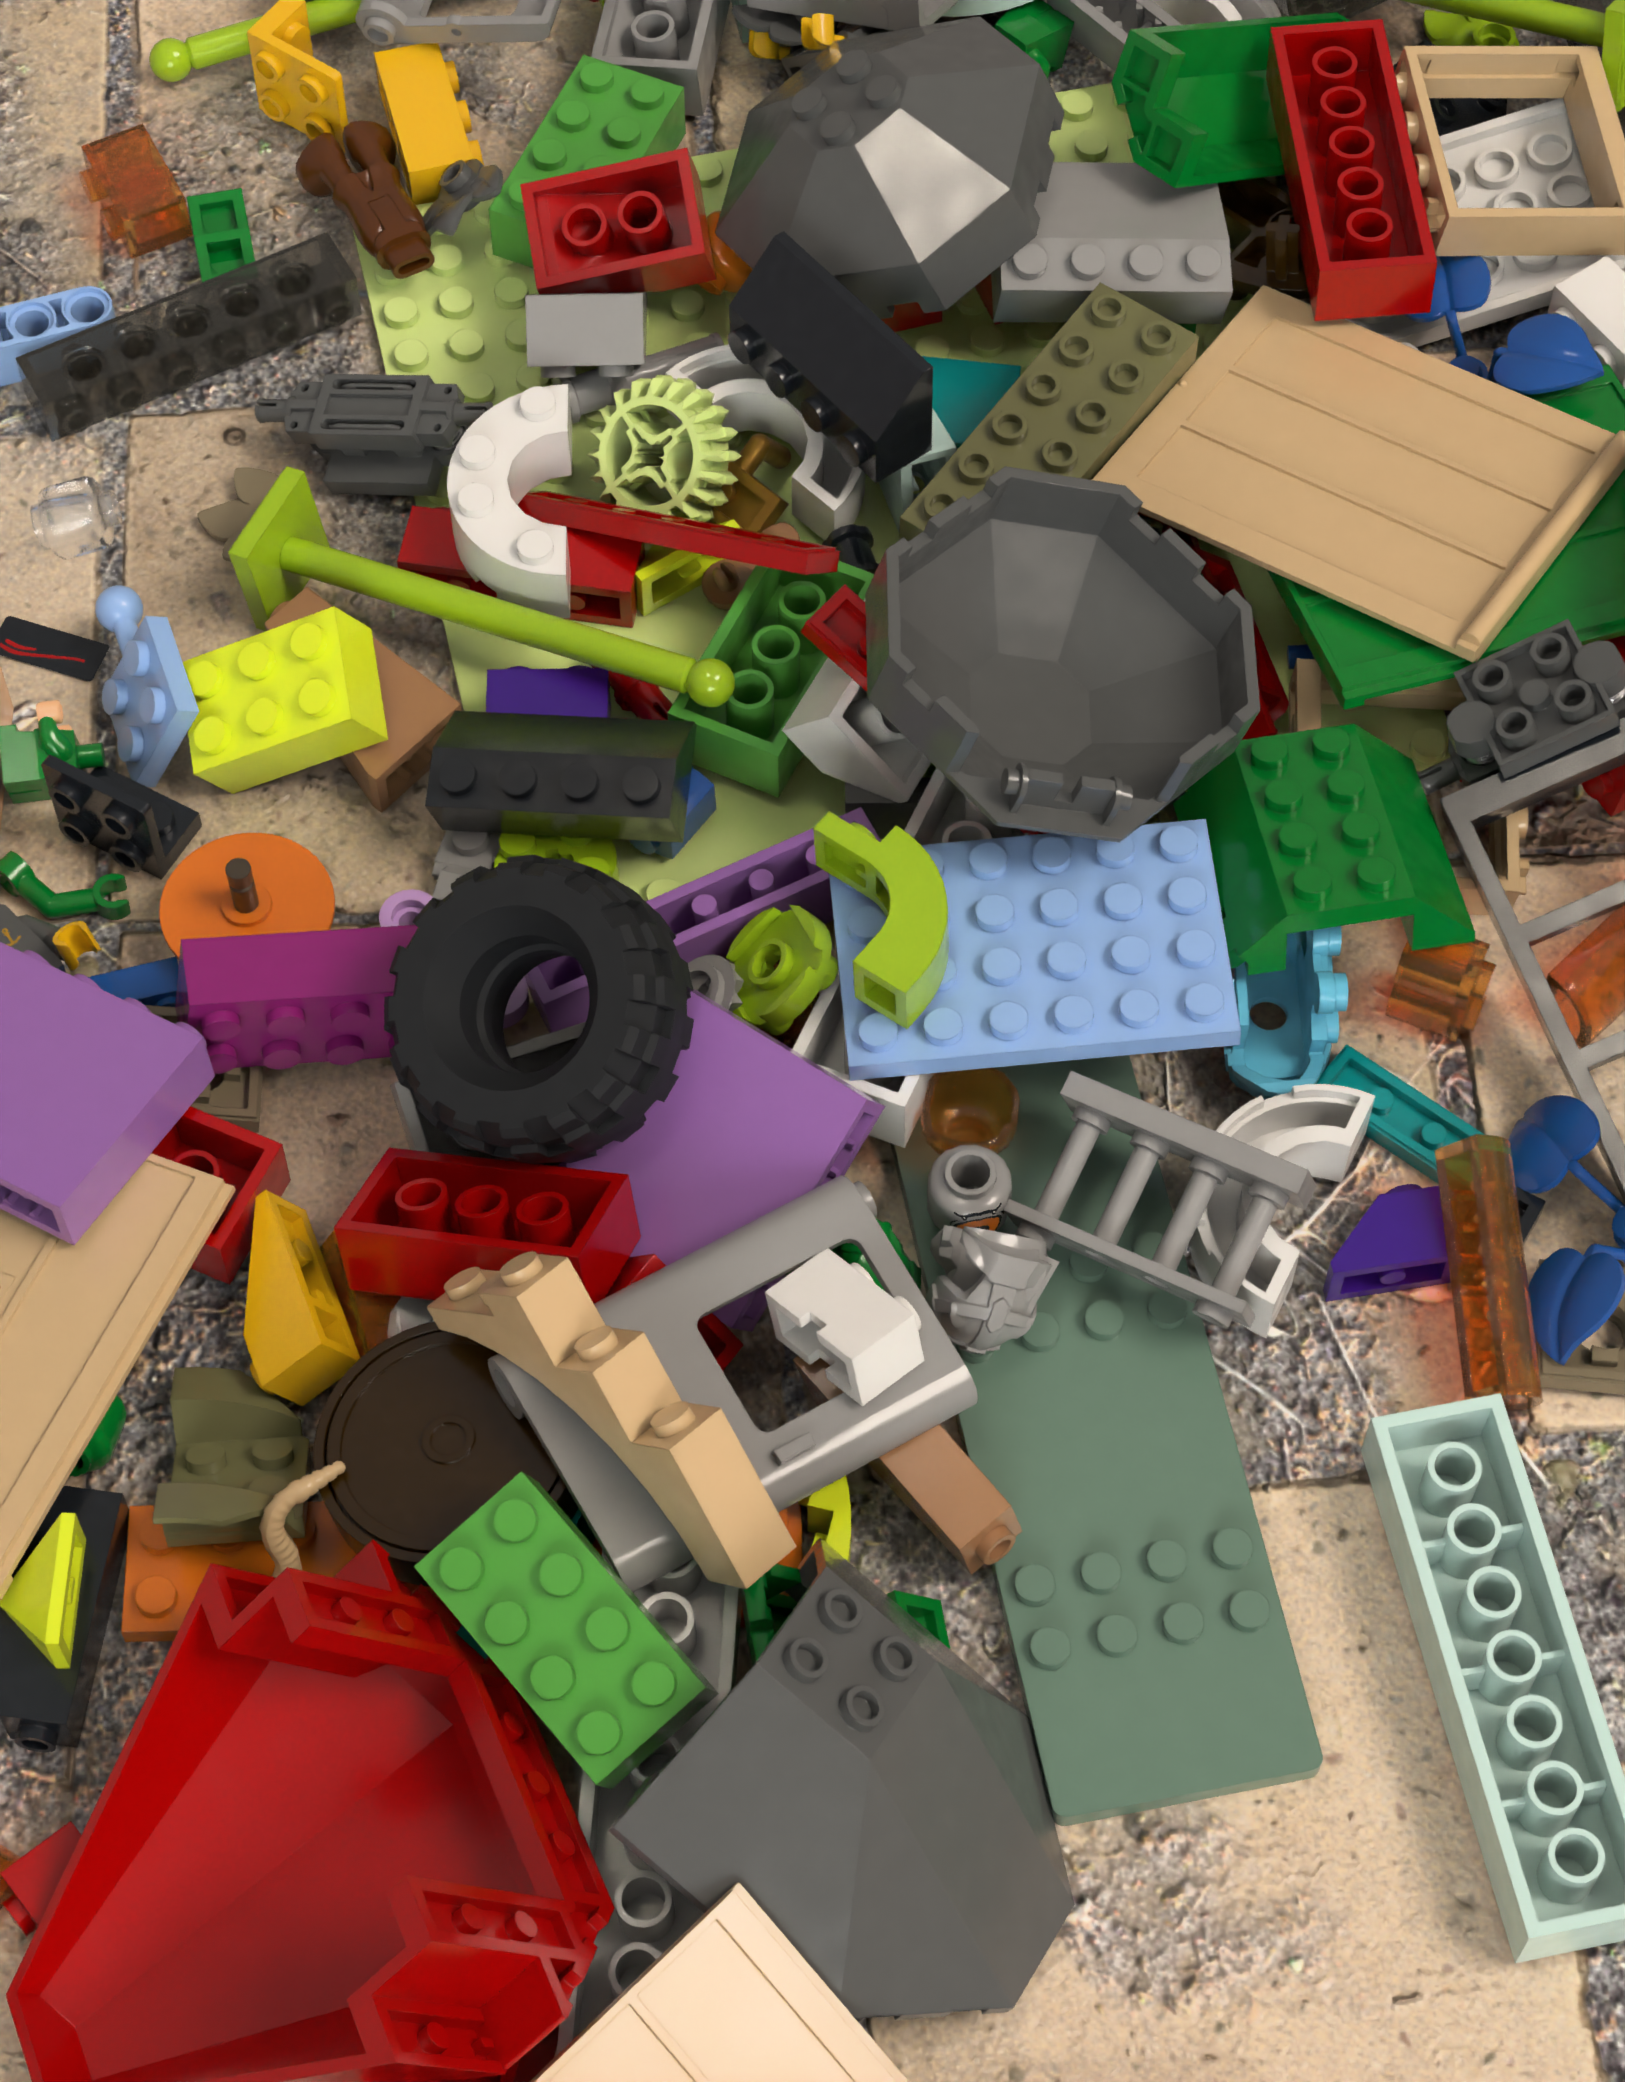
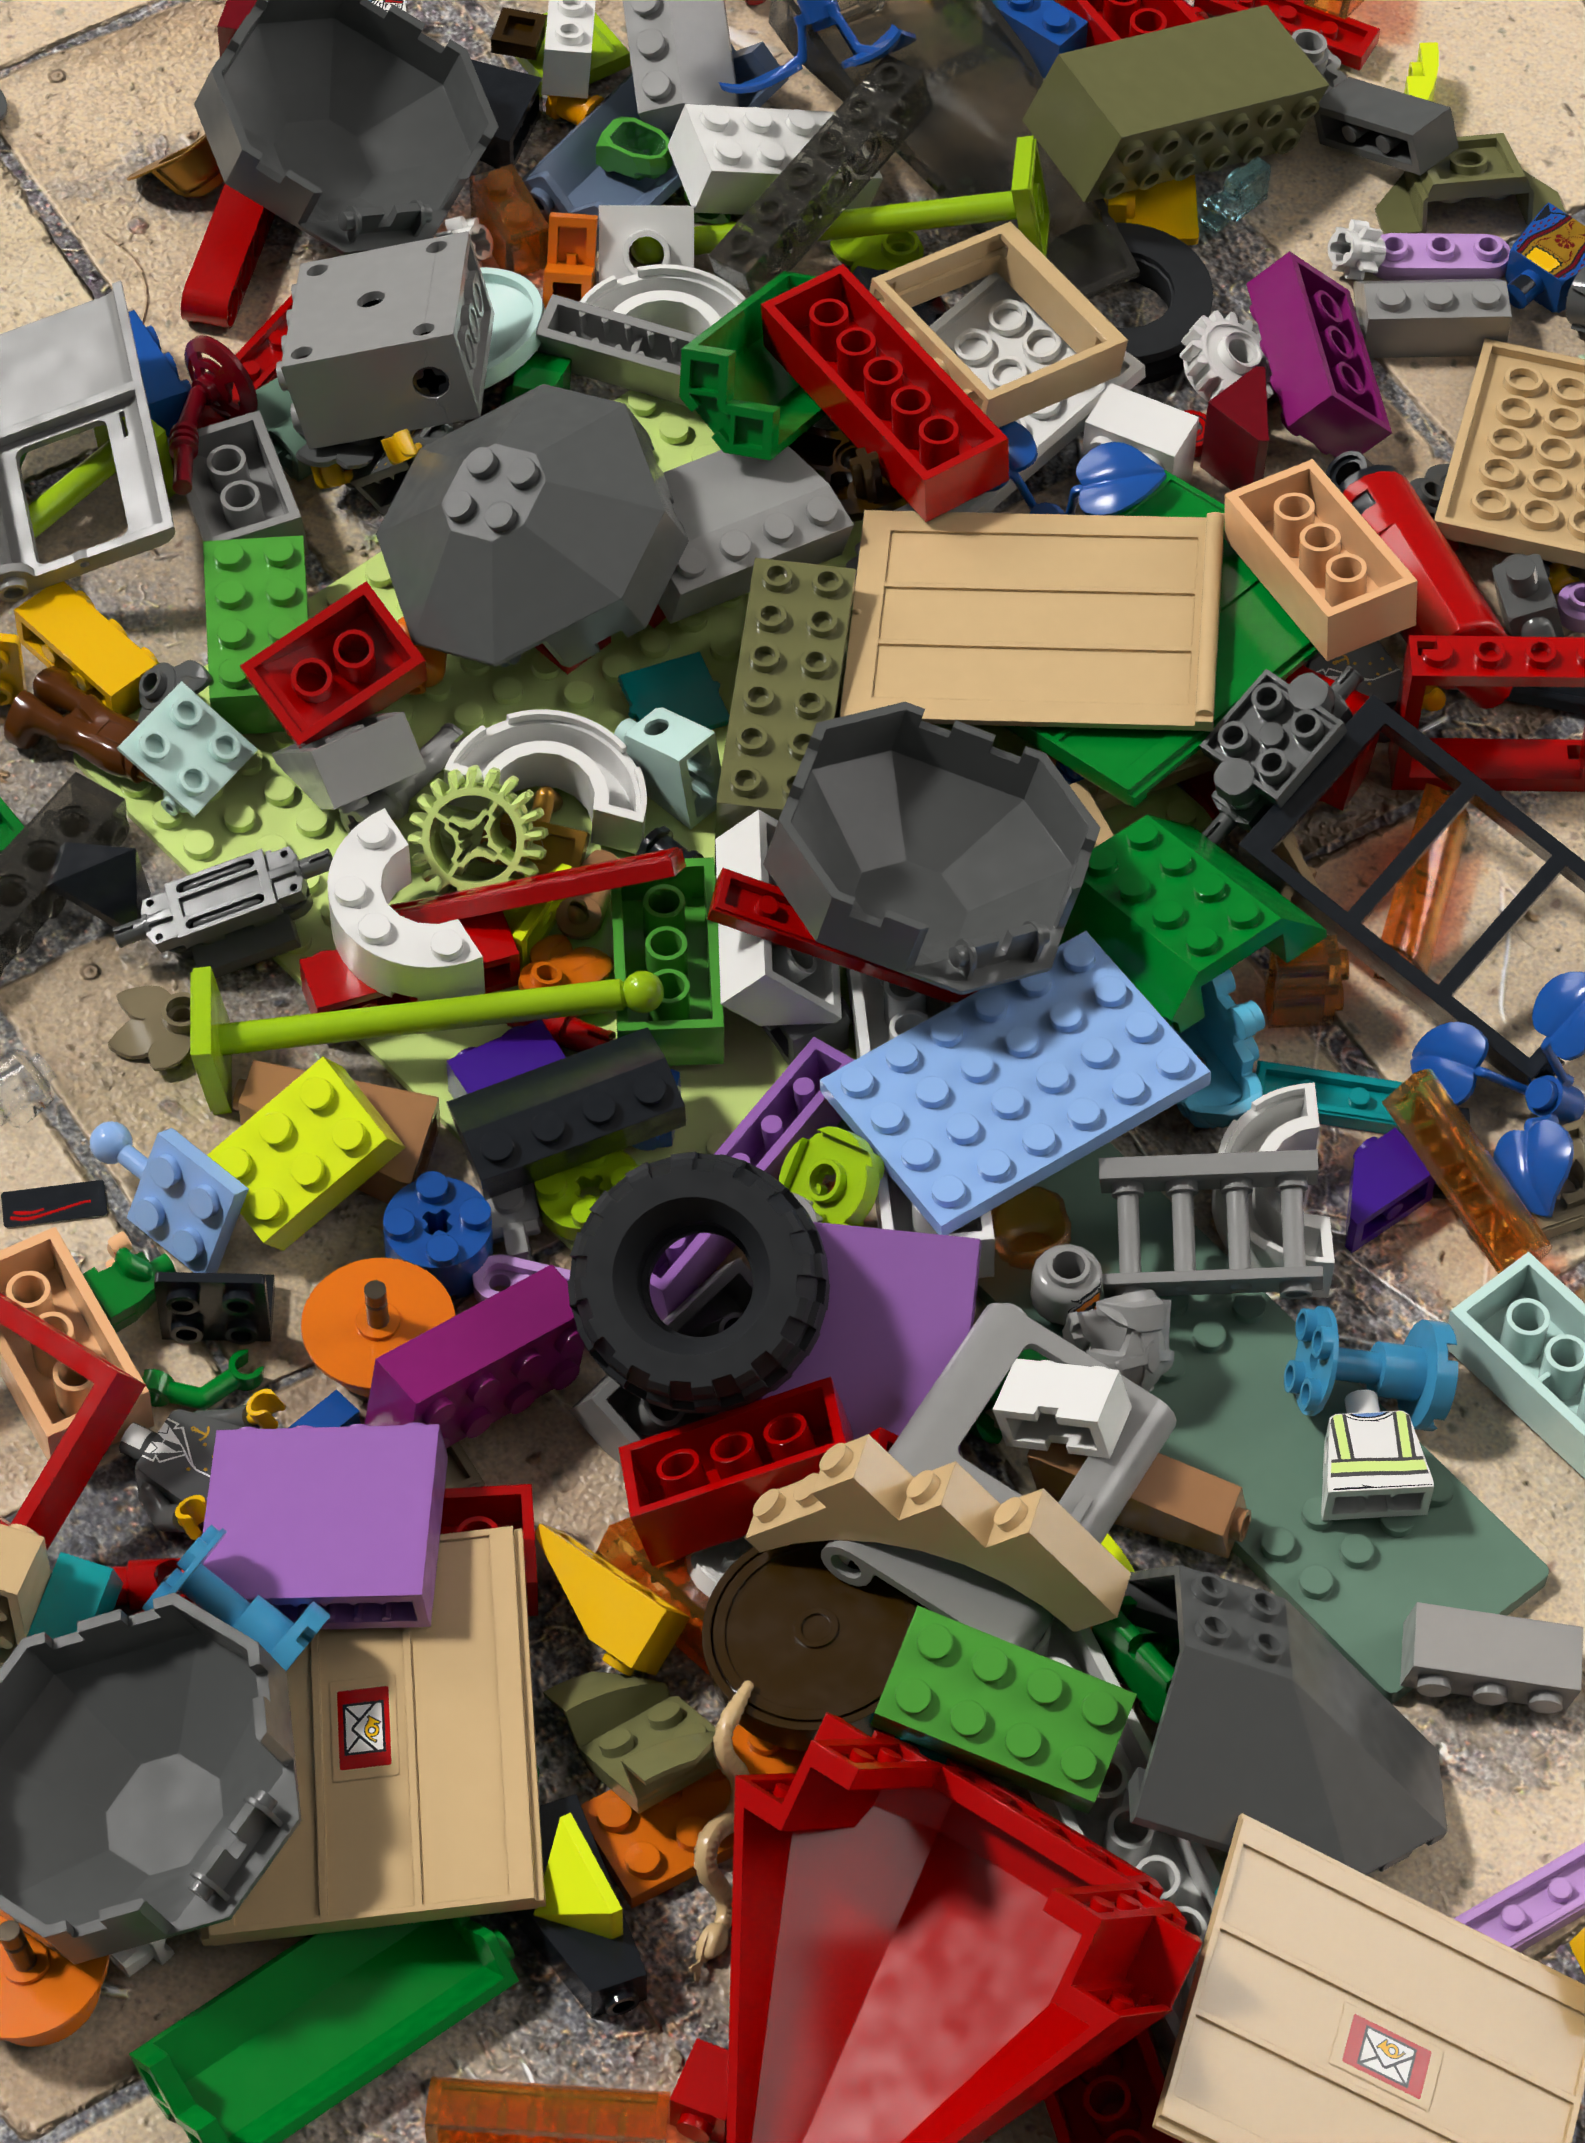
camera: 30 degrees left, 5 degrees down
(280, 346) = (101, 880): none -> black slope
(374, 842) = (441, 1229): none -> blue brick
(439, 252) = (186, 751): none -> light aqua hinge
(673, 623) = (556, 963): none -> orange plate
(833, 360) = (589, 701): black slope -> none
(910, 952) = (918, 1081): lime arch -> none
(1180, 1546) = (1373, 1463): none -> white torso
(1187, 1834) = (1491, 1657): none -> light grey brick
(1267, 1453) = (1410, 1372): none -> dark azure piece

